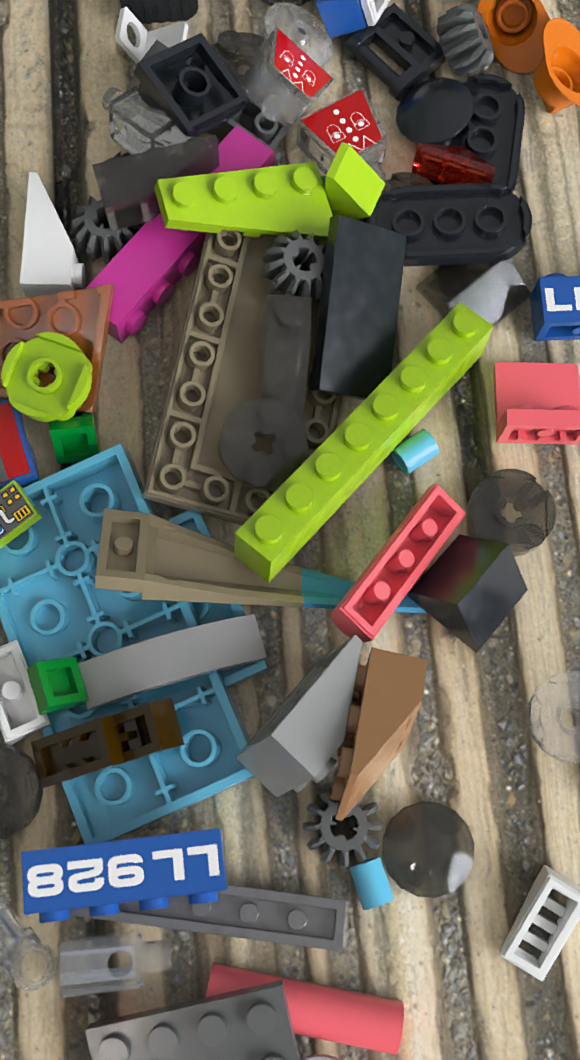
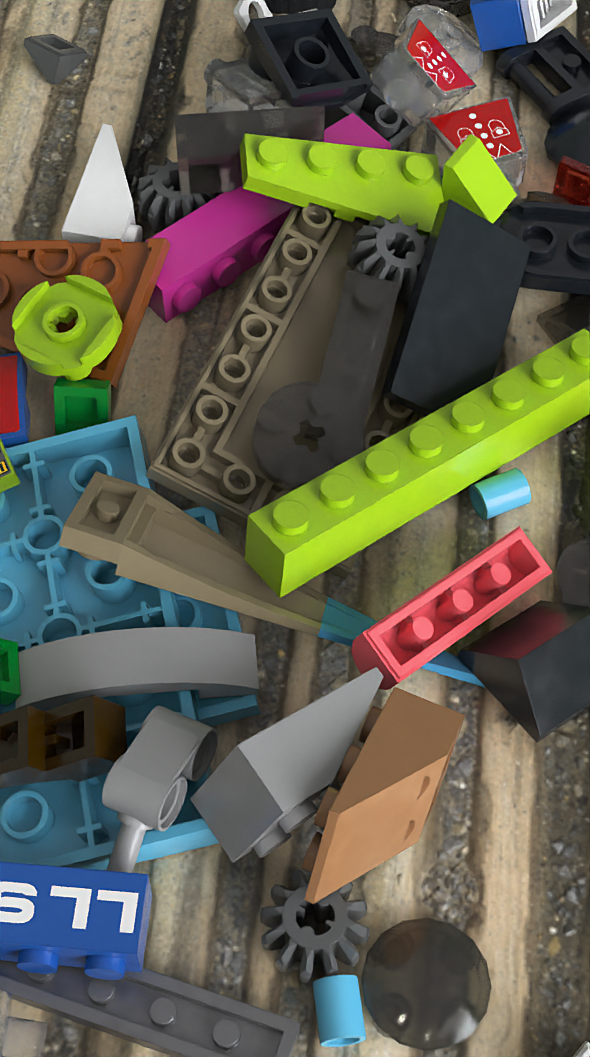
camera: 15 degrees right, 15 degrees down
(204, 753) = (152, 776): none -> light grey beam

